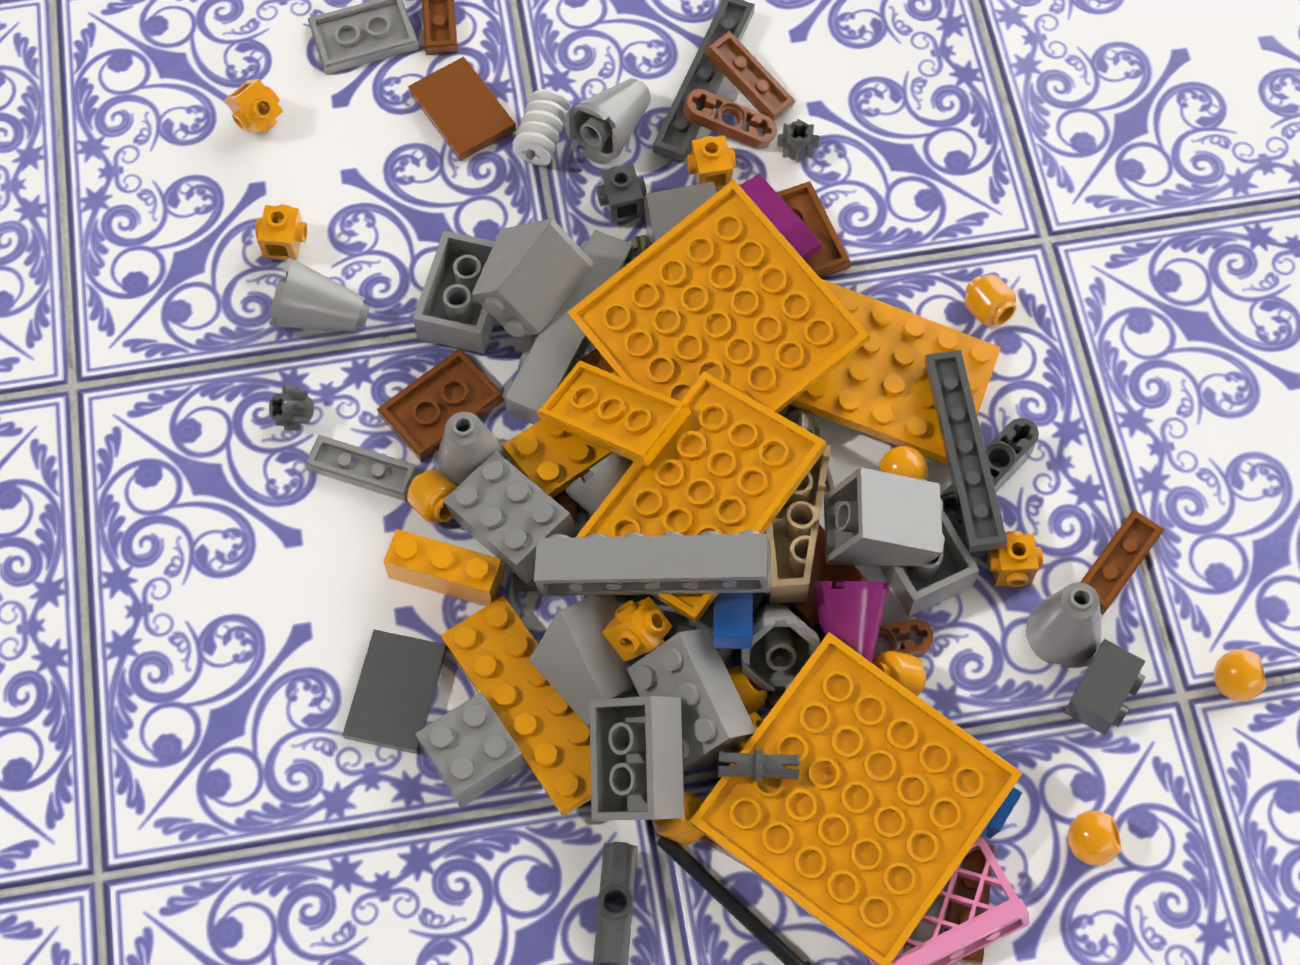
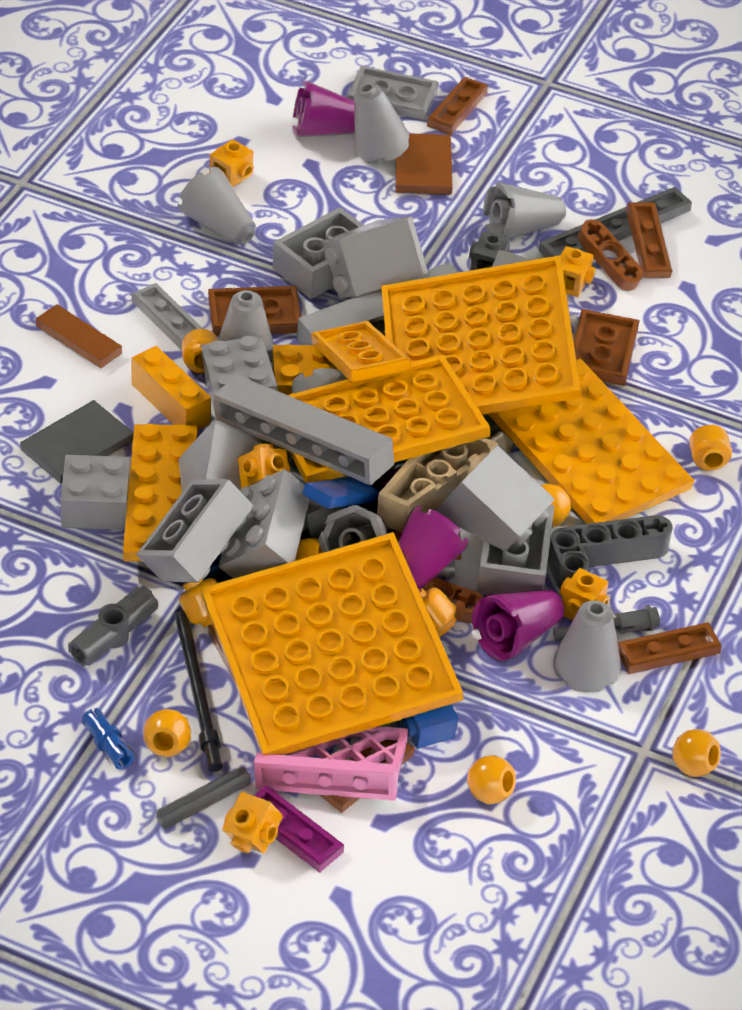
camera: 30 degrees right, 20 degrees down
(254, 106) = (283, 84): light orange brick -> none
(291, 408) = (150, 257): dark grey gear -> none
(291, 554) = (79, 336): none -> dark orange tile
(325, 107) = (322, 112): none -> magenta cone
(398, 99) = (377, 125): none -> light grey cone
(541, 127) = (465, 194): white piece -> none
(758, 765) = (274, 577): dark grey pin -> none
(782, 216) = (590, 325): magenta tile -> none
(798, 140) = (651, 292): dark grey gear -> none
(965, 452) = (599, 507): dark grey plate -> none
(981, 633) = (515, 620): none -> magenta cone
(1062, 562) = (625, 622): none -> dark grey pin
(1105, 687) = (584, 704): dark grey brick -> none

